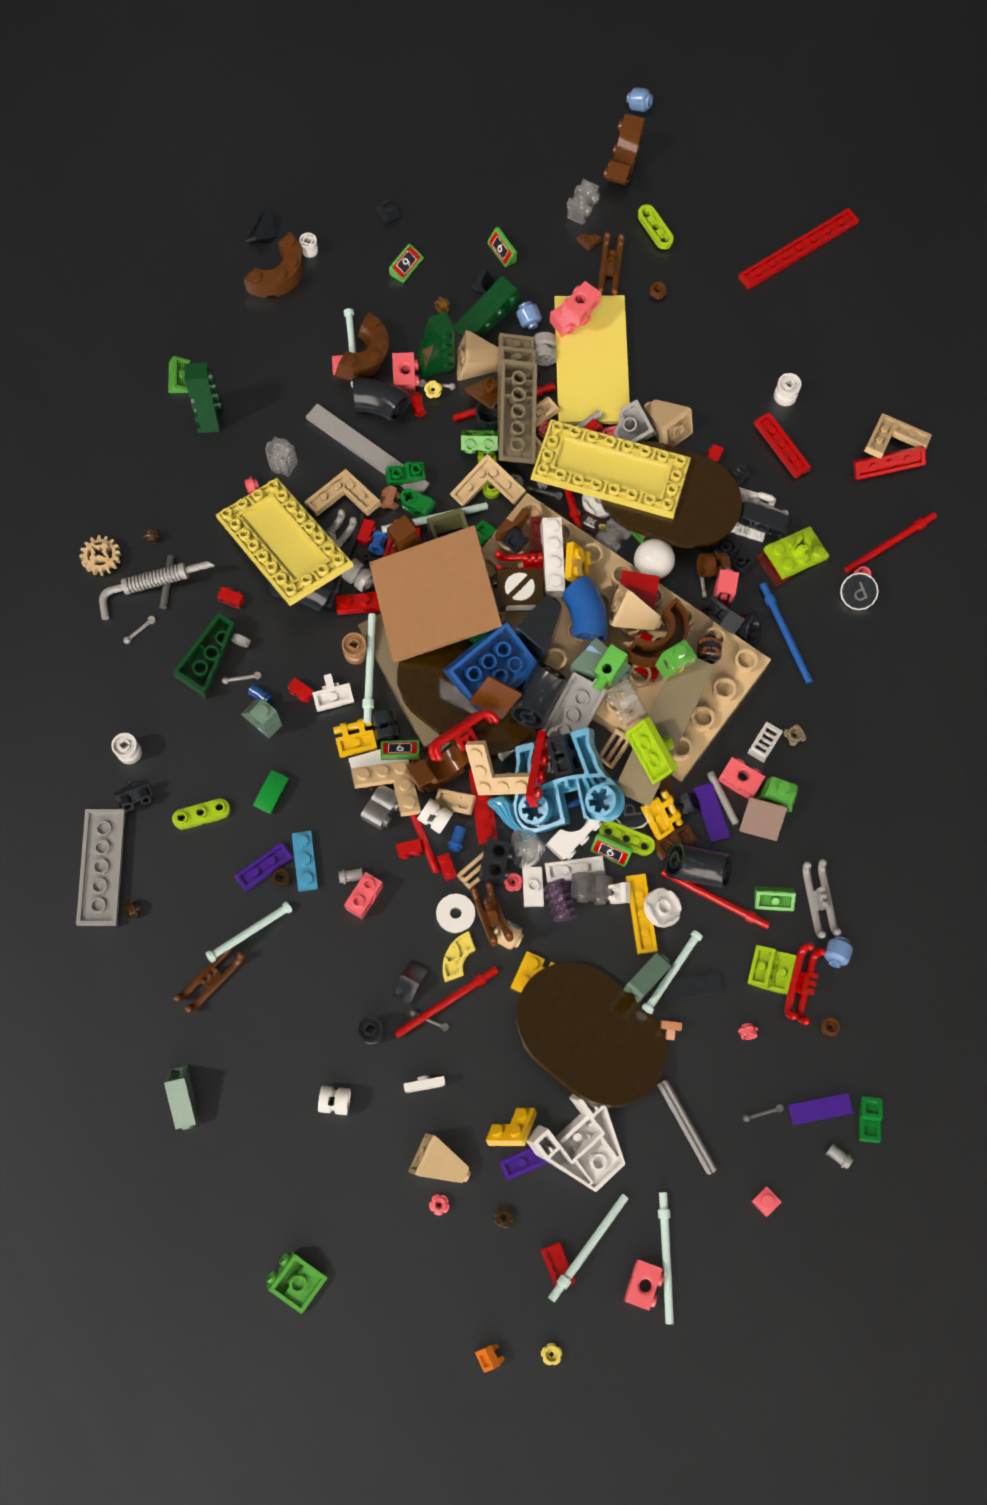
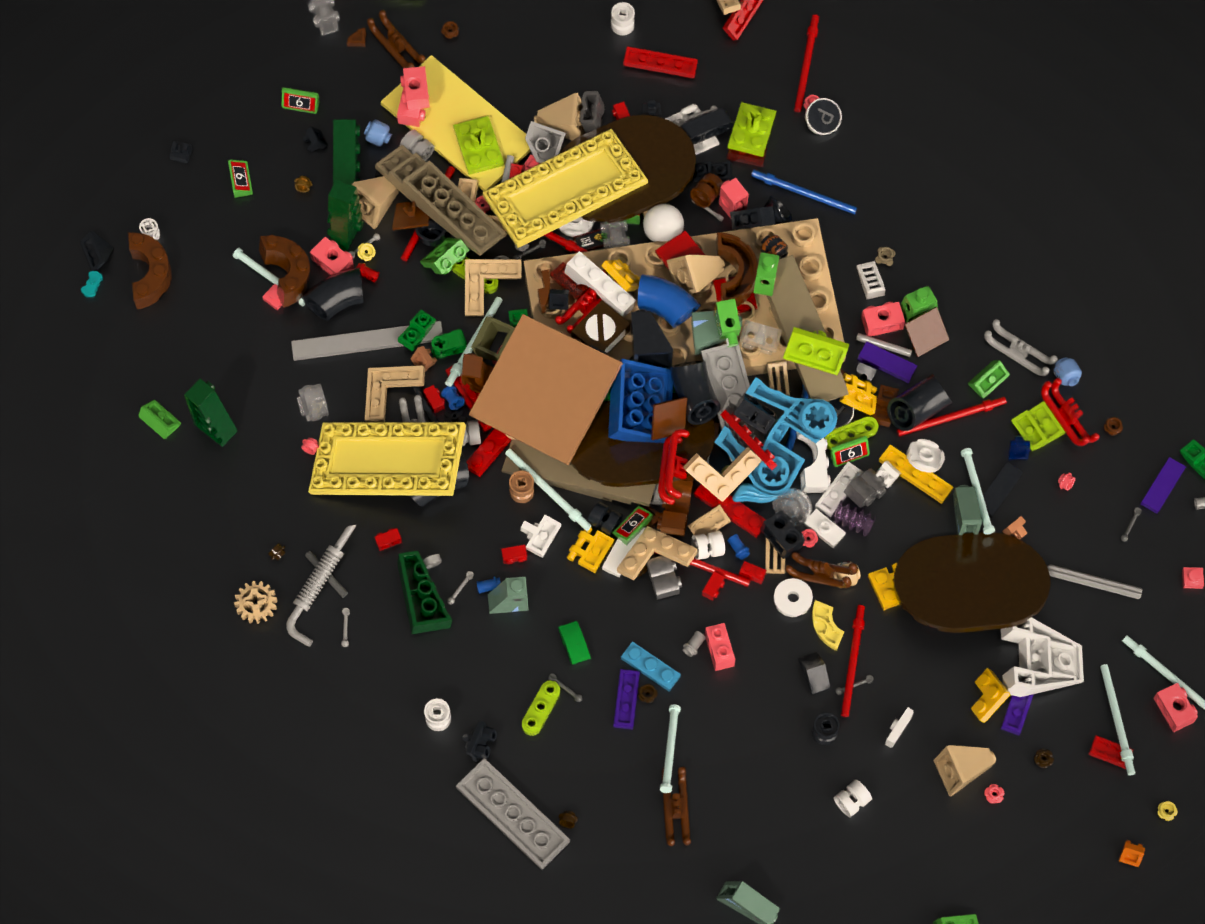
camera: 45 degrees left, 5 degrees down
(231, 801) = (552, 677): none -> dark grey hinge
(236, 247) = (92, 284): none -> teal piece
(587, 385) = (478, 145): none -> lime plate
(692, 434) = (592, 111): none -> flat silver brick
(738, 972) = (1019, 449): none -> clear blue tile

